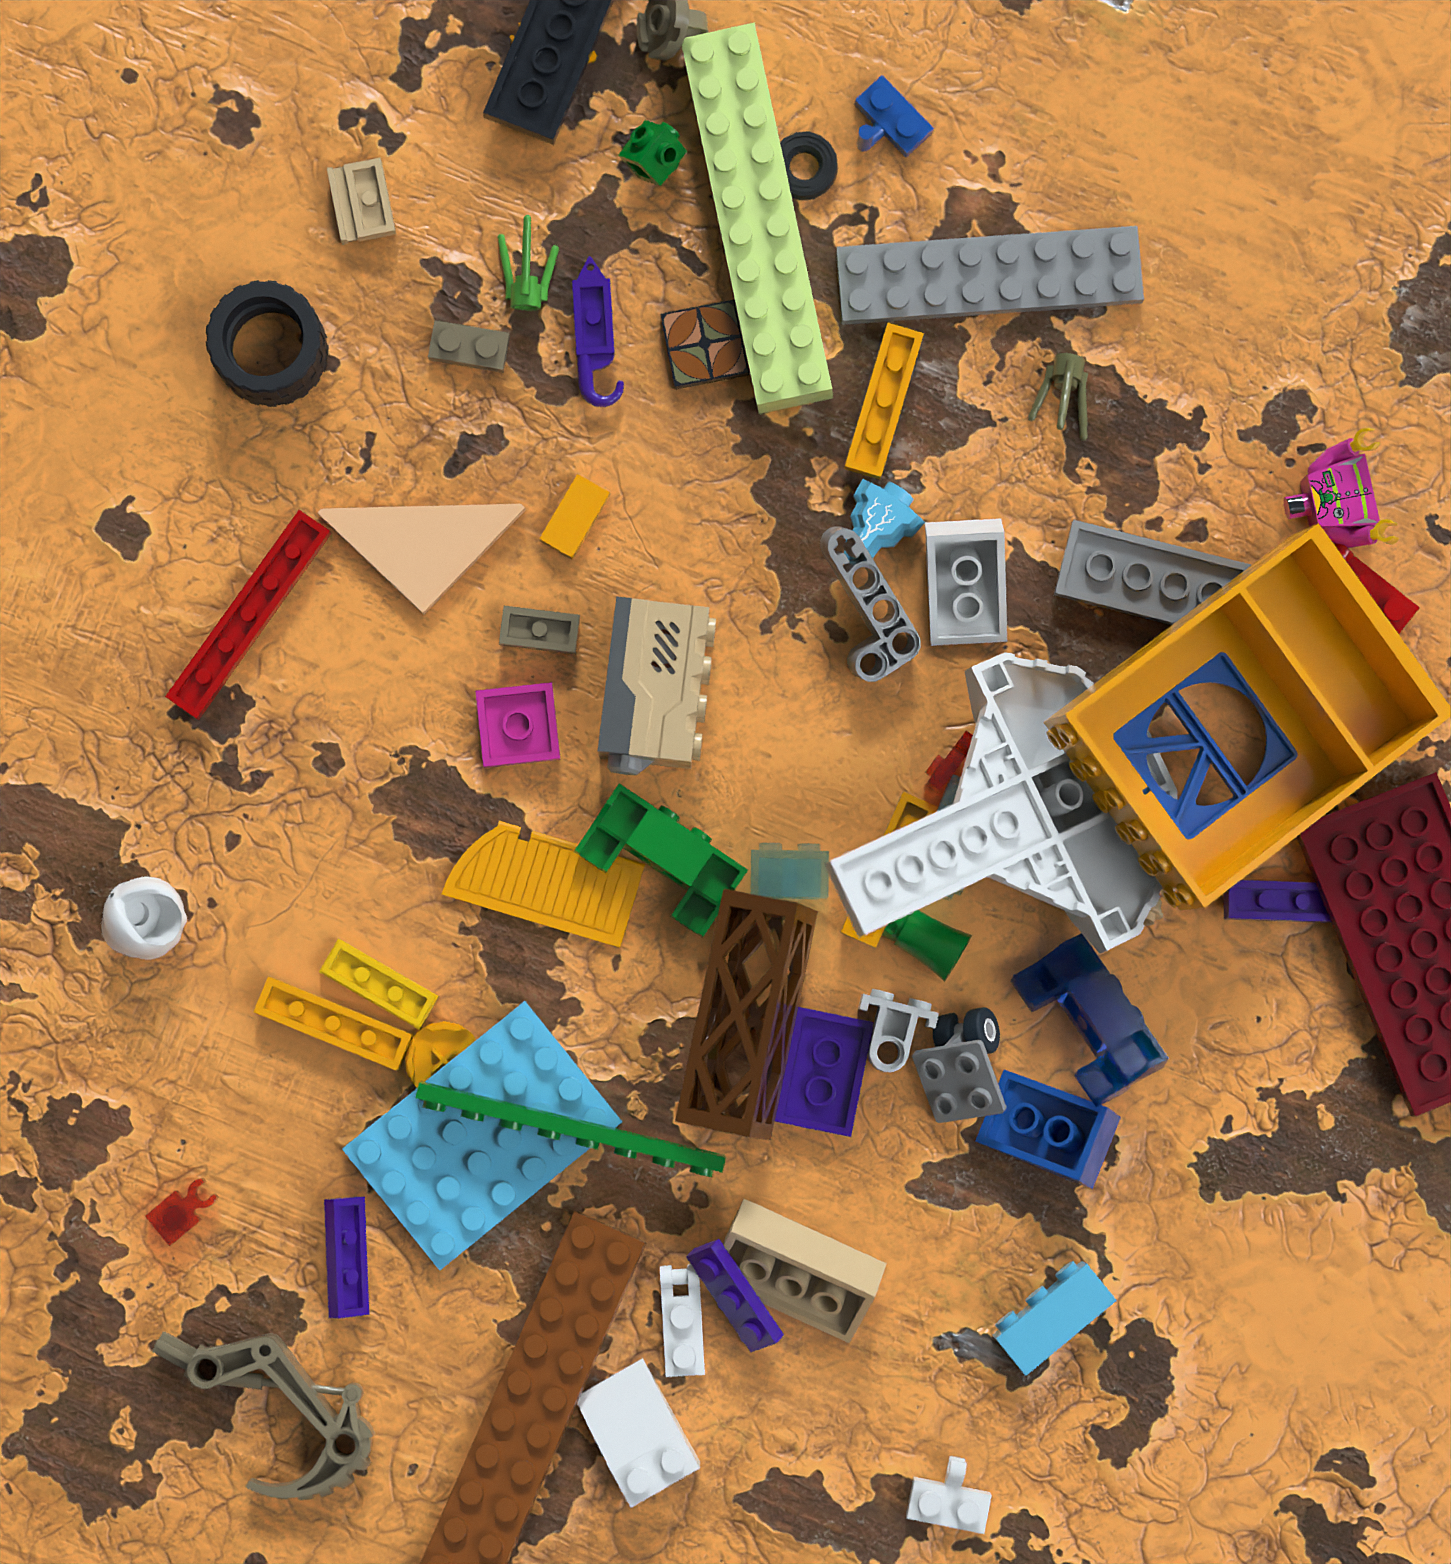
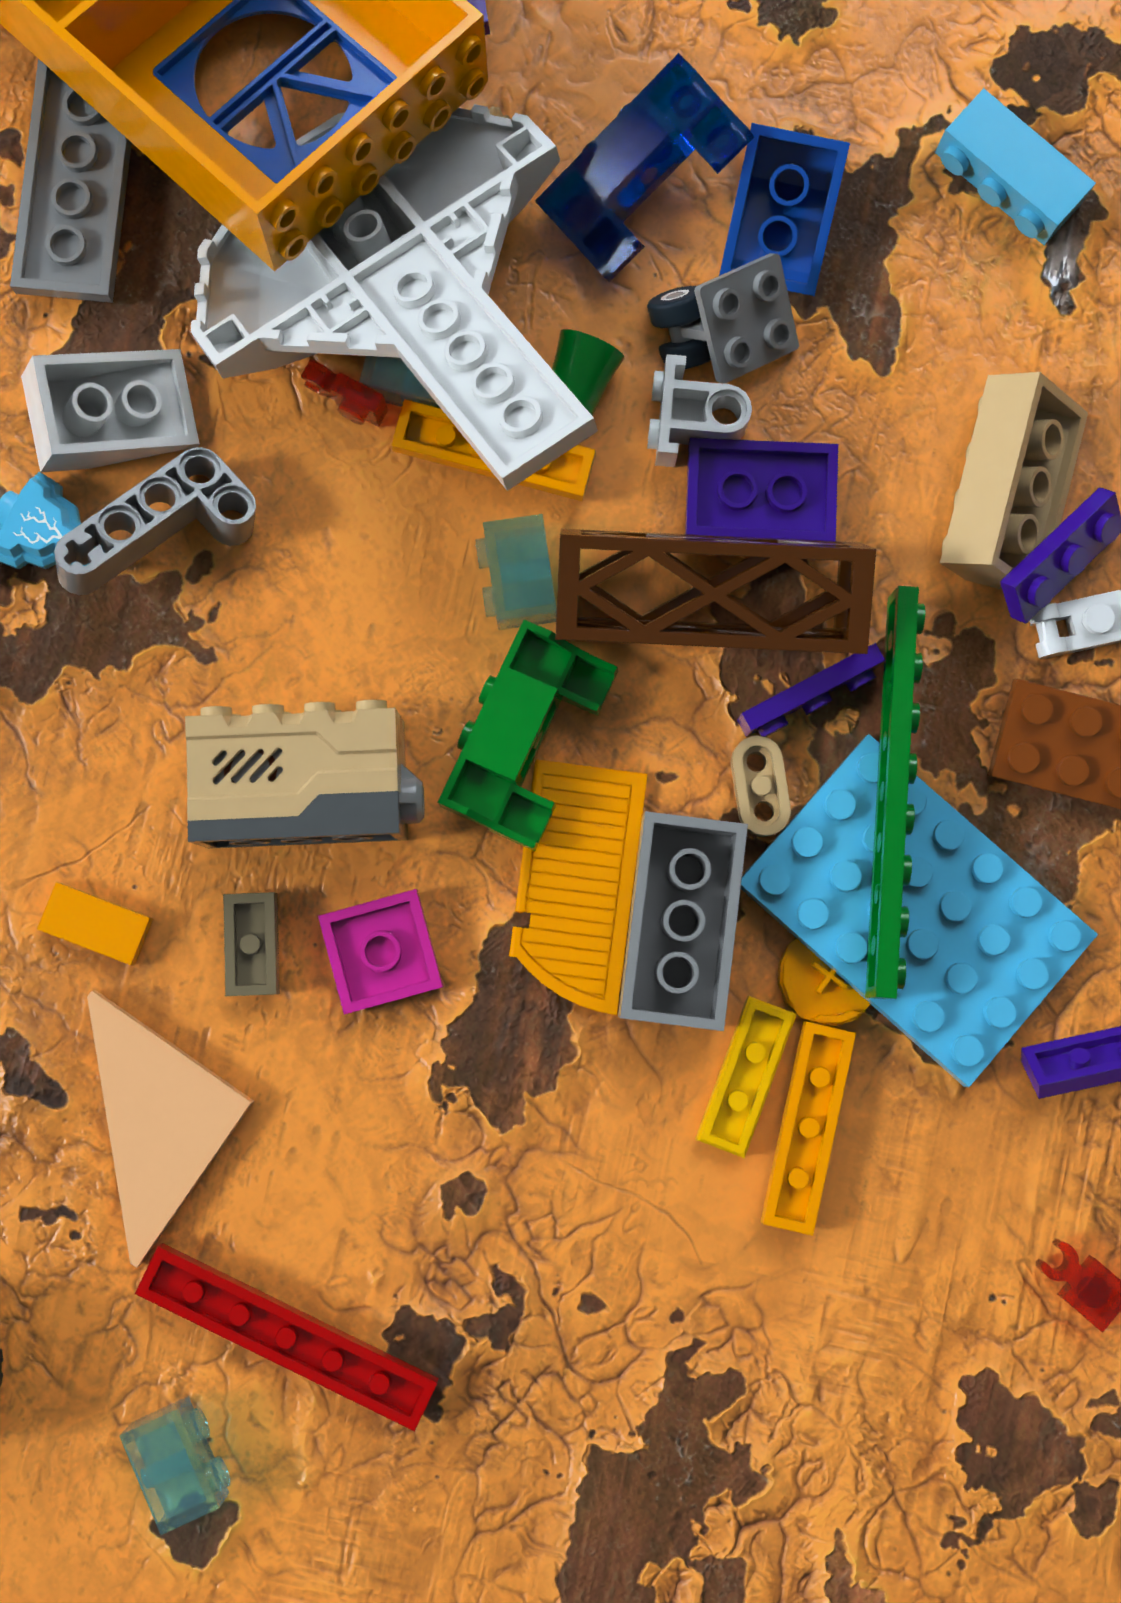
camera: 95 degrees left, 0 degrees up
(143, 918) = (716, 1407): white piece -> none
(172, 522) = (176, 1464): none -> clear light blue brick
(501, 952) = (683, 921): none -> light grey brick
(595, 1031) = (758, 787): none -> tan plate
(659, 1081) = (811, 693): none -> dark purple plate

